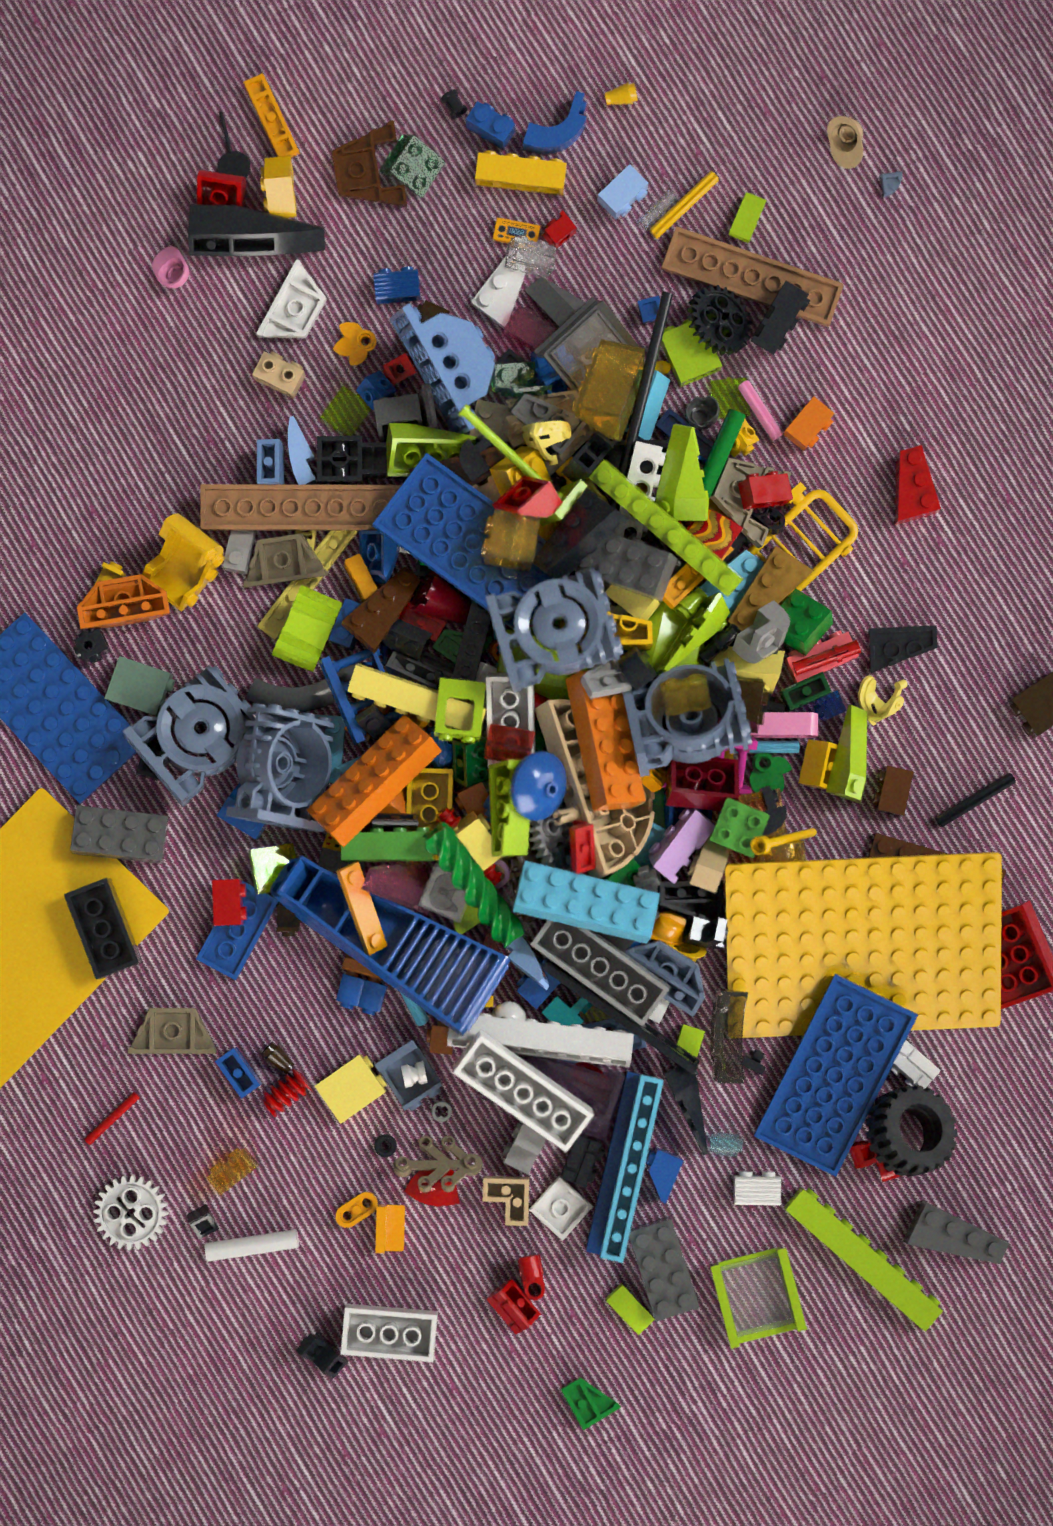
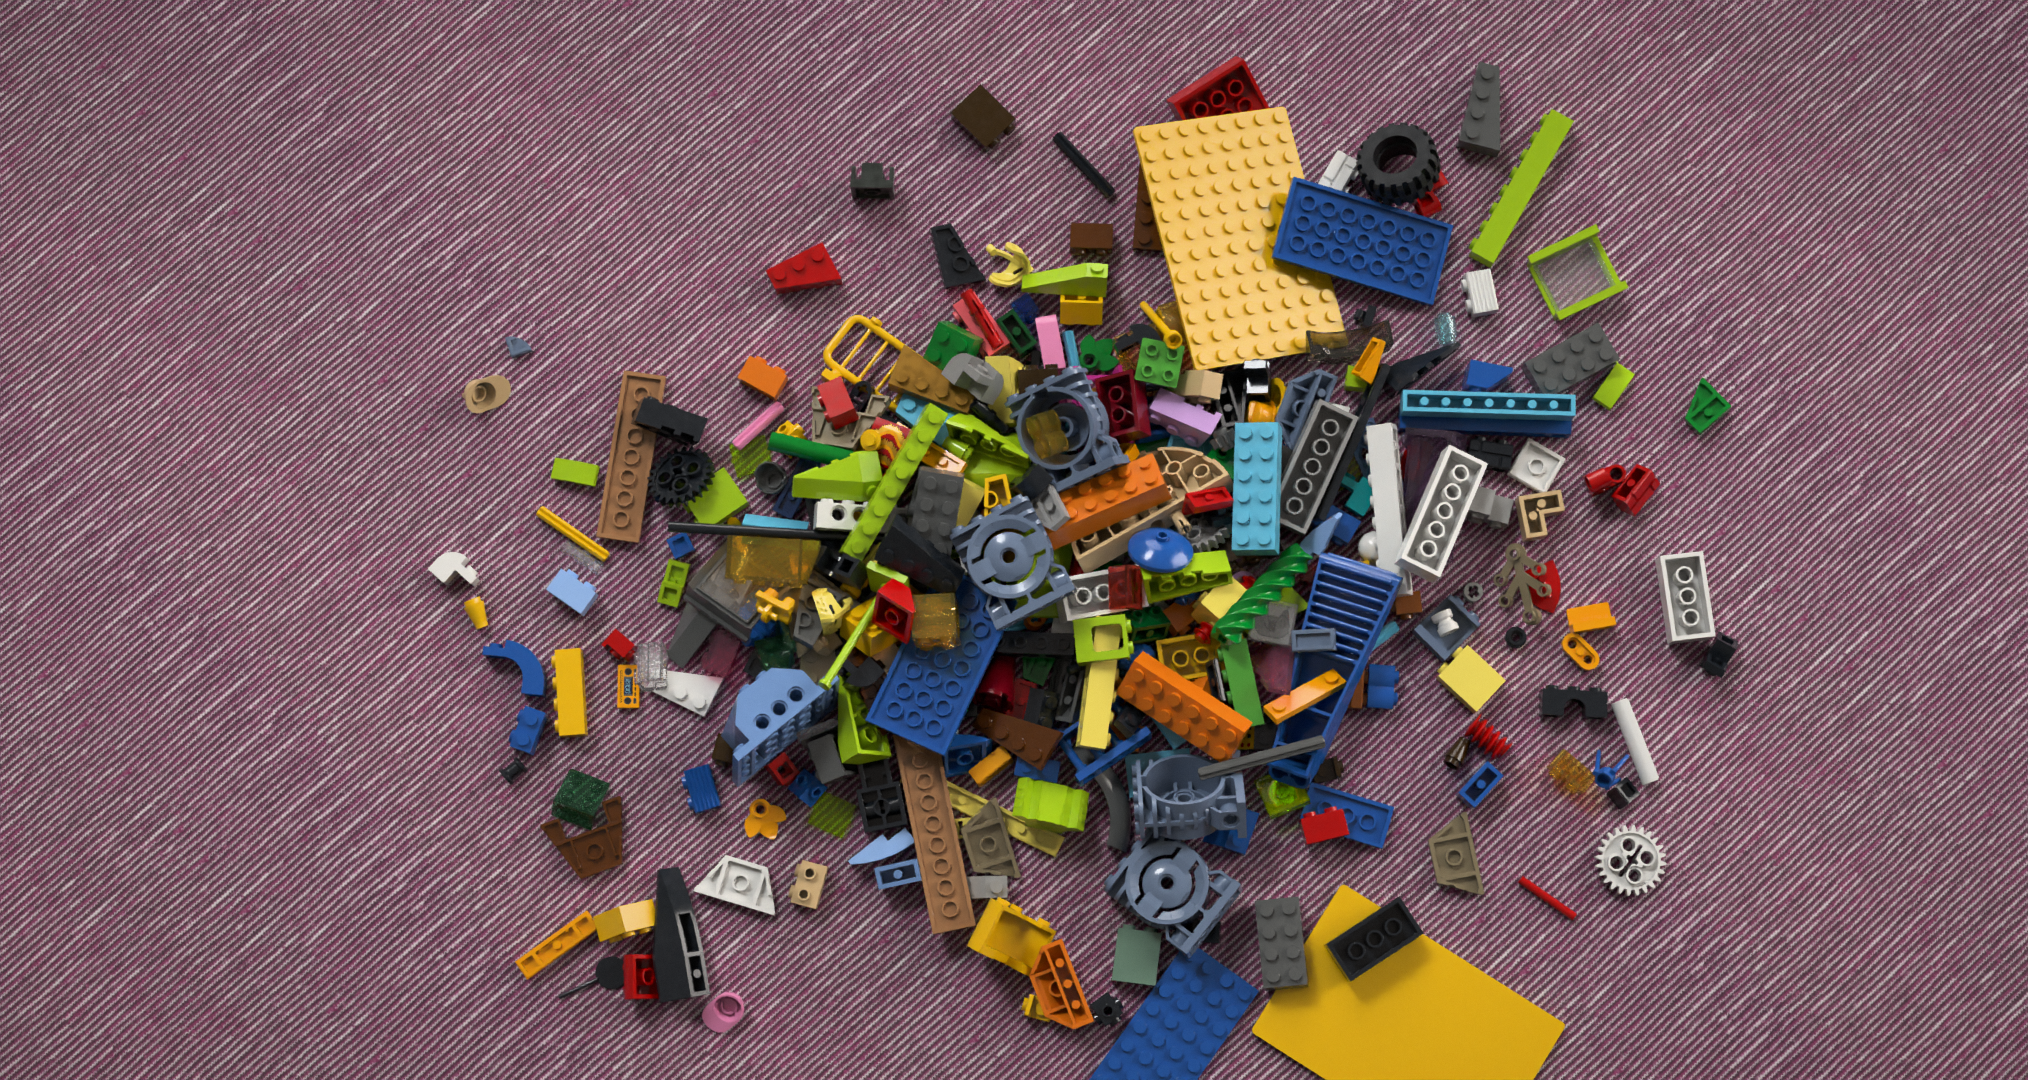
camera: 100 degrees left, 5 degrees down
(218, 1206) = (1606, 776): none -> blue plant
(301, 1210) = (1592, 702): none -> black arch
(305, 848) = (1261, 757): none -> dark grey axle
(417, 929) = (1313, 640): none -> sand blue tile
(558, 379) = (772, 608): none -> yellow hips
(614, 296) = (673, 583): none -> lime slope
(674, 77) = (450, 564): none -> white brick
(702, 1052) = (1369, 361): none -> light orange slope
(718, 516) = (870, 440): none -> yellow plate
(996, 573) = (872, 182): none -> pearl dark grey panel

